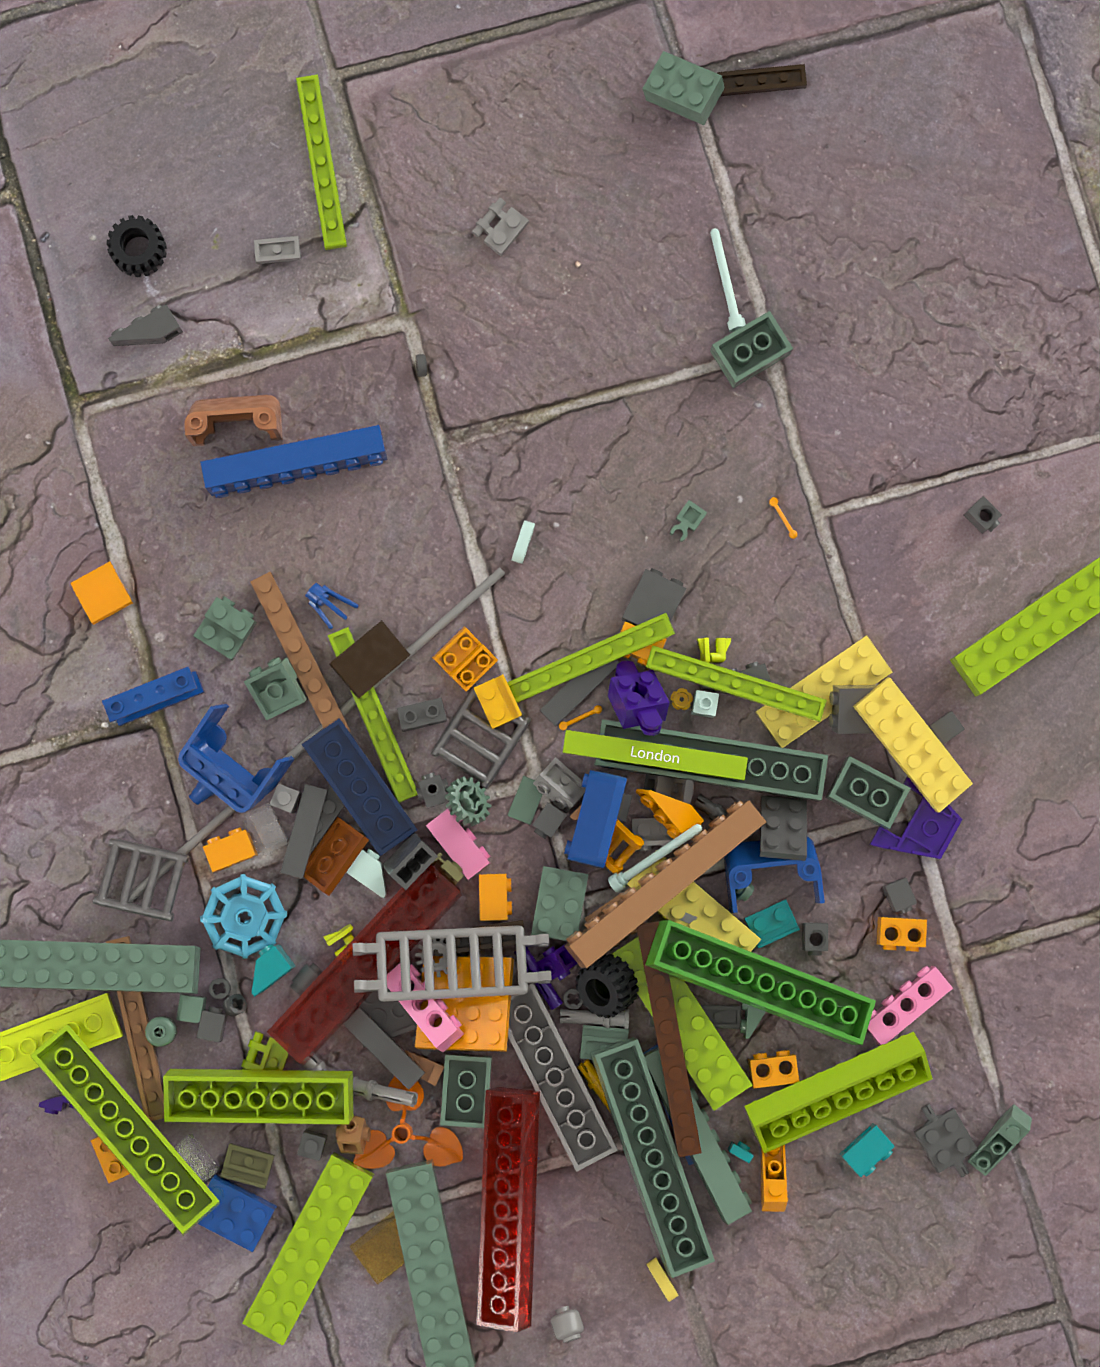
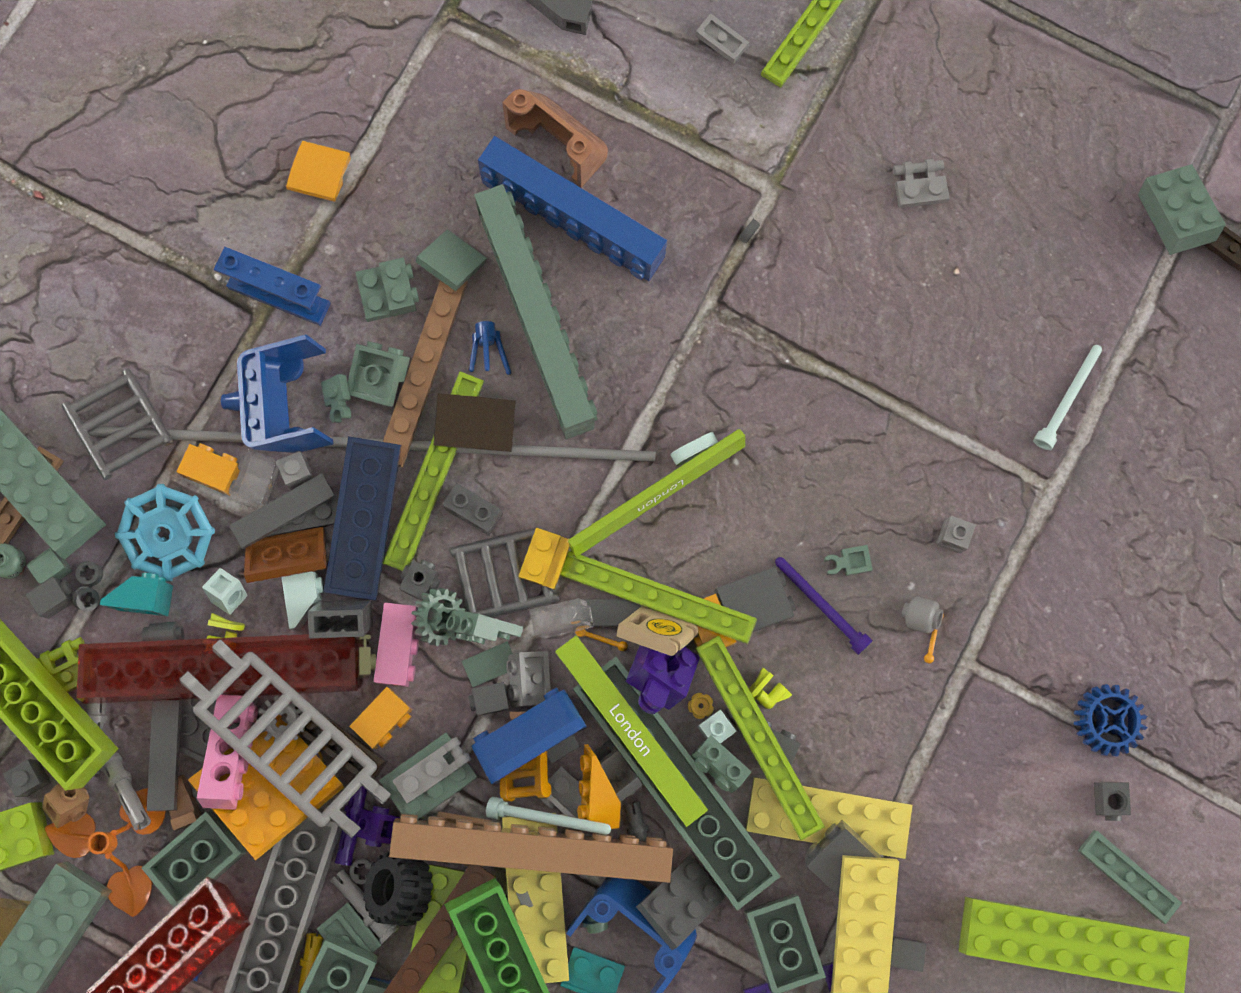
camera: 45 degrees right, 5 degrees down
(248, 568) = (451, 260): none -> sand green tile
(261, 727) = (335, 396): none -> sand green plate
(318, 915) = (225, 591): none -> light aqua brick
(336, 551) = (534, 311): none -> sand green brick
(465, 659) = (553, 499): light orange slope -> none
(501, 783) = (480, 628): none -> sand green plate
(527, 592) = (656, 493): none -> lime tile
(545, 728) = (561, 618): none -> clear brick
(558, 897) = (430, 771): none -> light grey plate
(612, 679) = (657, 631): none -> tan container
(728, 722) = (721, 764): none -> sand green plate
(737, 440) = (955, 534): none -> light grey brick
(739, 565) = (857, 639): none -> dark purple piece
(751, 349) = (1039, 470): sand green brick -> none
(764, 511) = (922, 614): none -> light grey head
(928, 466) = (1126, 734): none -> blue gear
(1035, 552) = (1129, 877): none -> sand green plate

